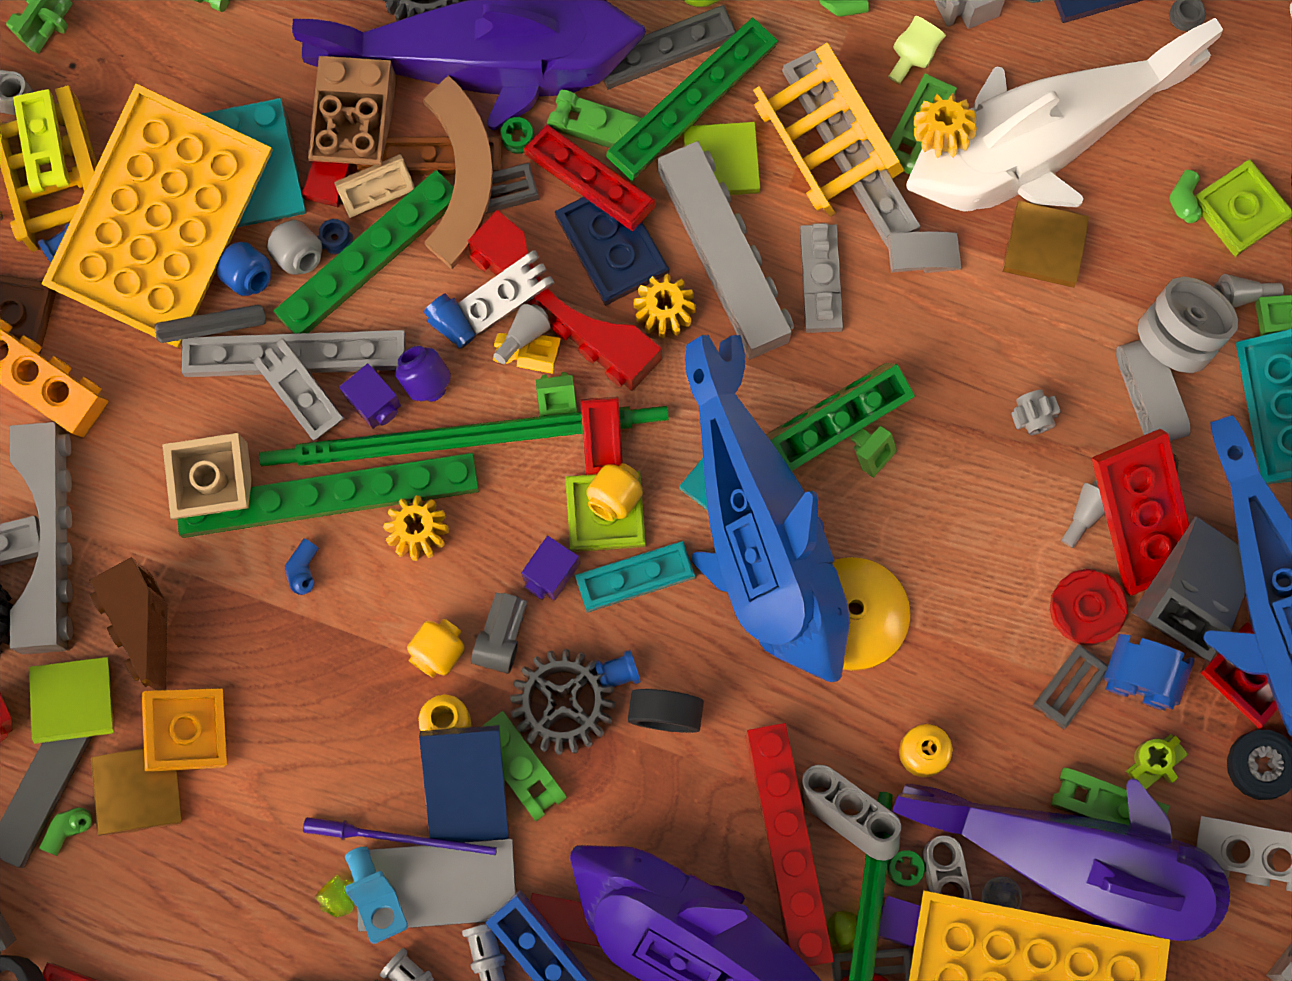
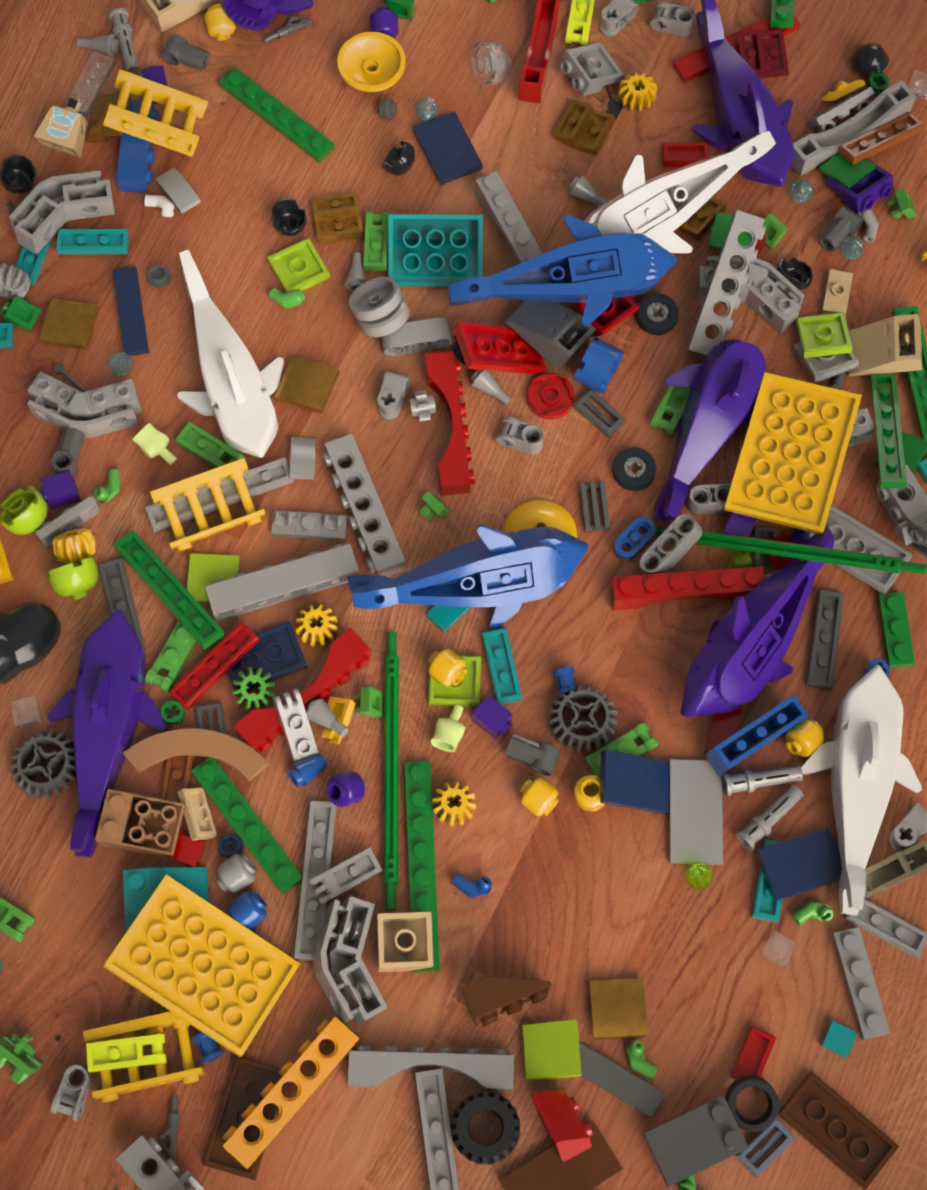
camera: 85 degrees left, 5 degrees down
(166, 405) = (343, 964): none -> light grey brick
(184, 729) = (580, 970): light orange plate -> none
(210, 323) = (287, 937): dark grey axle -> none
(346, 830) = (655, 869): dark purple piece -> none
(371, 397) = (356, 827): dark purple brick -> none
(372, 892) = (701, 848): dark azure bracket -> none
(526, 509) = (449, 731): none -> yellowish green piece
(542, 230) = (254, 679): none -> bright green gear
(601, 433) = (404, 674): red tile -> none
(665, 710) = (597, 650): black tyre -> none
(841, 415) = (409, 519): green brick -> none
(864, 755) = (633, 539): none -> blue plate
(913, 755) = (634, 499): yellow head -> none
(915, 861) = (709, 516): green bush -> none
(934, 296) = (346, 450): none -> light grey brick
(940, 471) = (453, 467): none -> red arch
(942, 686) = (593, 487): none -> dark grey tile
(945, 125) = (219, 423): yellow gear -> none
(994, 733) = (642, 460): none -> black bush
(1002, 892) = (725, 470): clear light blue plate -> none
(1010, 560) = (516, 436): none -> light grey piece
(1053, 367) = (392, 394): none -> light grey piece
(1157, 759) = (650, 371): lime piece -> none

